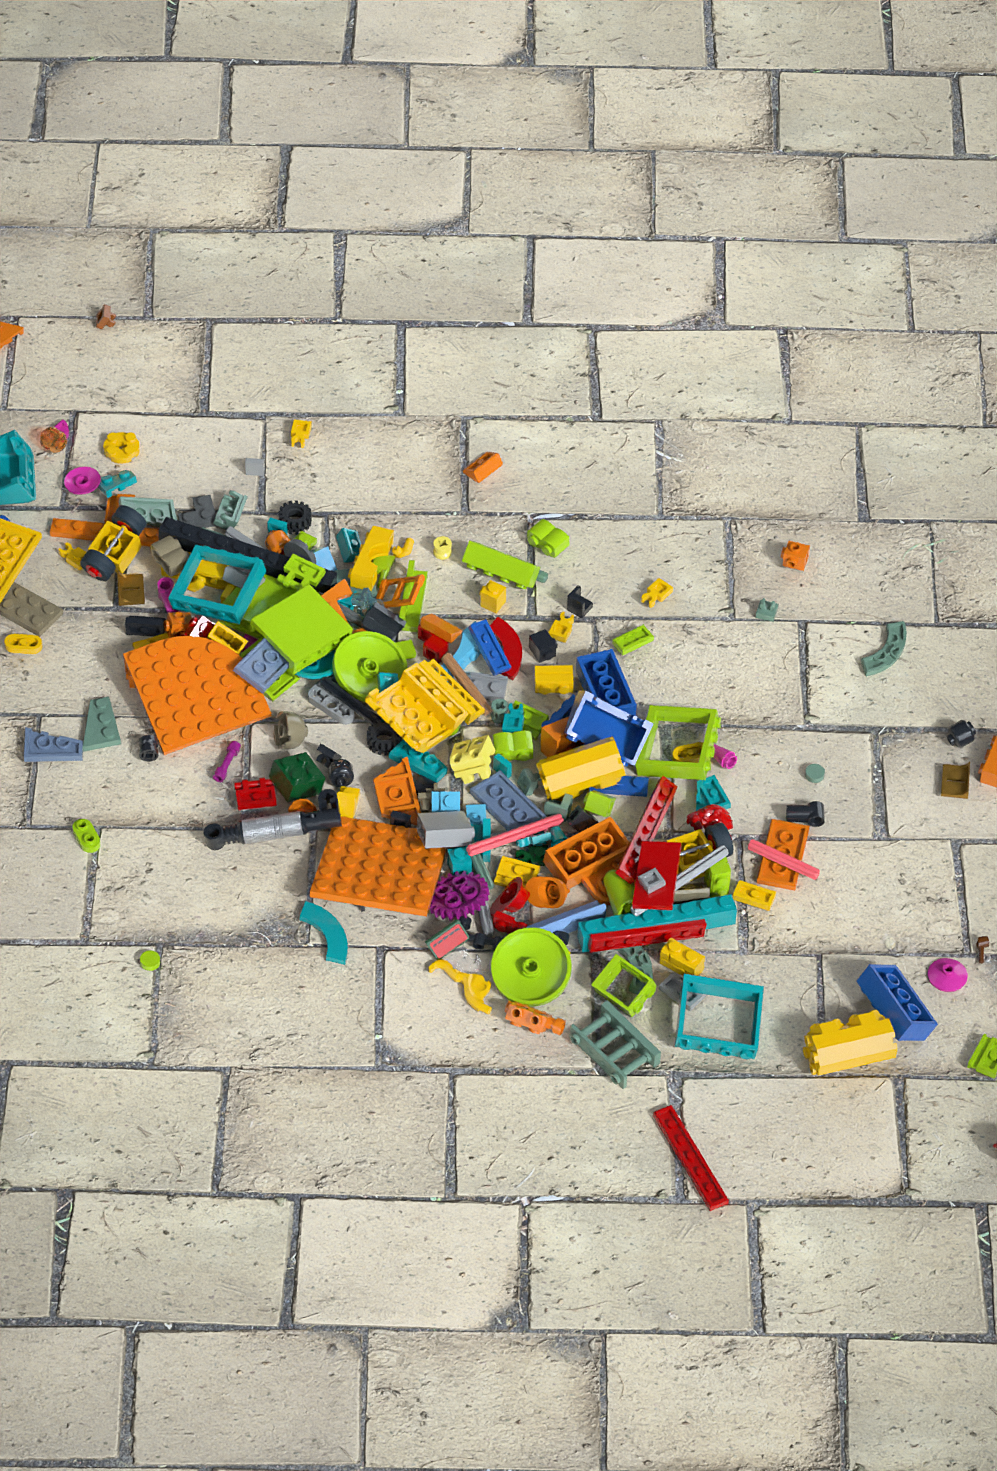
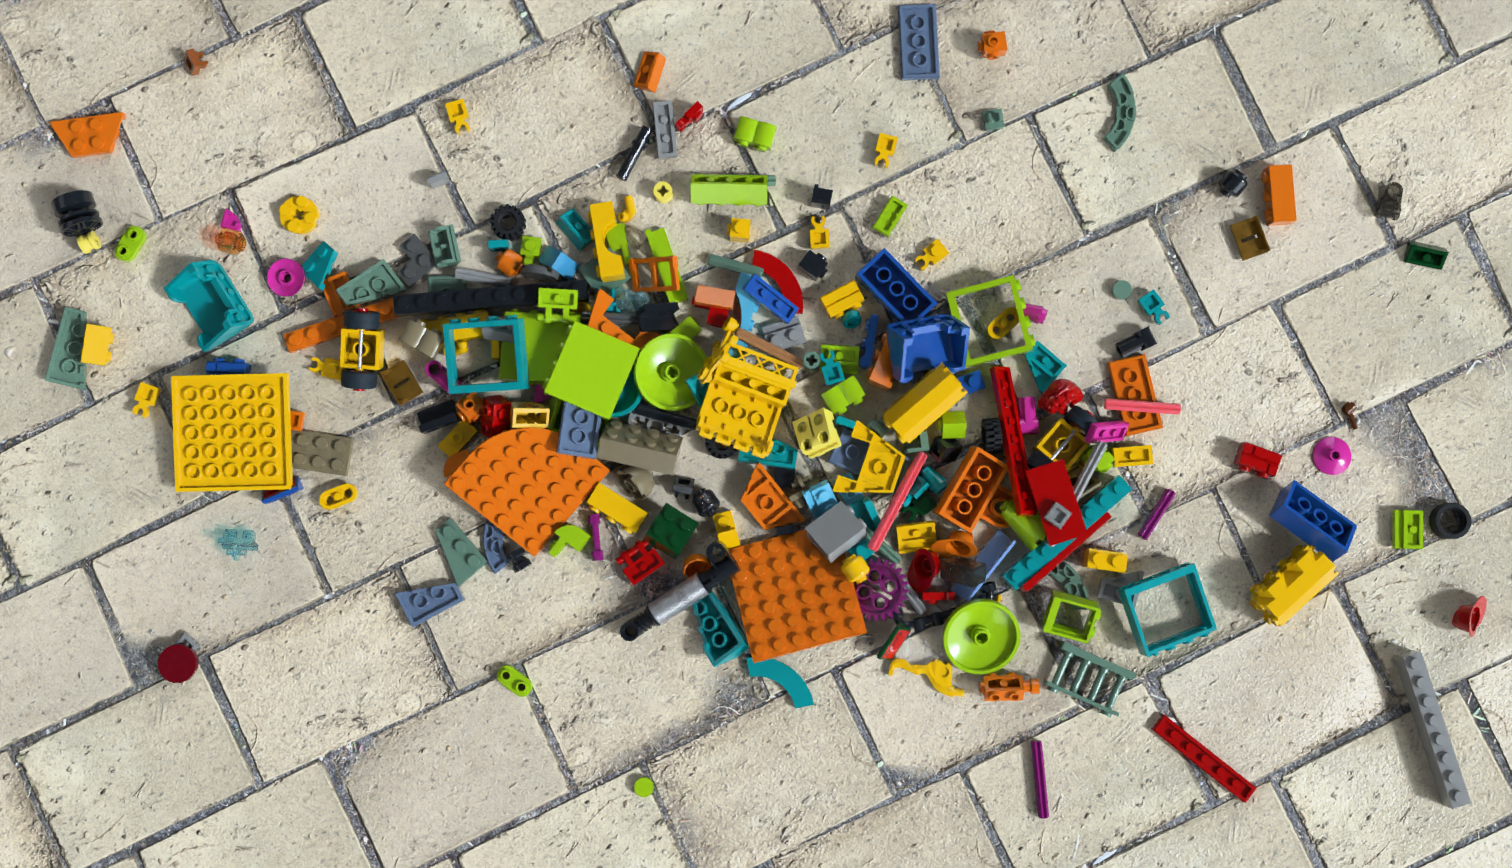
camera: 25 degrees left, 35 degrees up
(24, 578) = (297, 420): none -> orange plate
(133, 732) = (494, 547): none -> sand blue tile
(203, 748) = (570, 534): none -> lime brick
(258, 744) = (617, 508): none -> yellow brick
(293, 868) = (719, 631): none -> teal wedge
(309, 703) = (640, 447): none -> dark tan brick
(436, 651) = (718, 351): none -> yellow plant
(440, 509) = (644, 133): none -> black pin
(445, 861) = (855, 569): none -> yellow head
(467, 617) = (733, 265): none -> sand green axle
(471, 507) = (665, 129): none -> light grey plate
(500, 505) = (691, 115): none -> red plate
(511, 808) = (879, 467): none -> yellow wing
(522, 1107) = (1040, 779): none -> magenta axle
(543, 906) = (963, 570): none -> clear smoke brick
(554, 696) = (851, 319): none -> teal tile
(630, 820) = (991, 435): none -> black tyre
(656, 681) = (933, 253): none -> yellow plate
(672, 826) = (1027, 416): none -> dark pink piece
(732, 534) = (918, 42): none -> sand blue tile
(738, 856) = (1106, 431): none -> dark pink tile
(752, 949) = (1156, 514): none -> magenta axle
(837, 792) = (1152, 304): none -> teal plate
(871, 943) = (1257, 459): none -> red brick
(927, 1220) = (1432, 729): none -> light grey brick

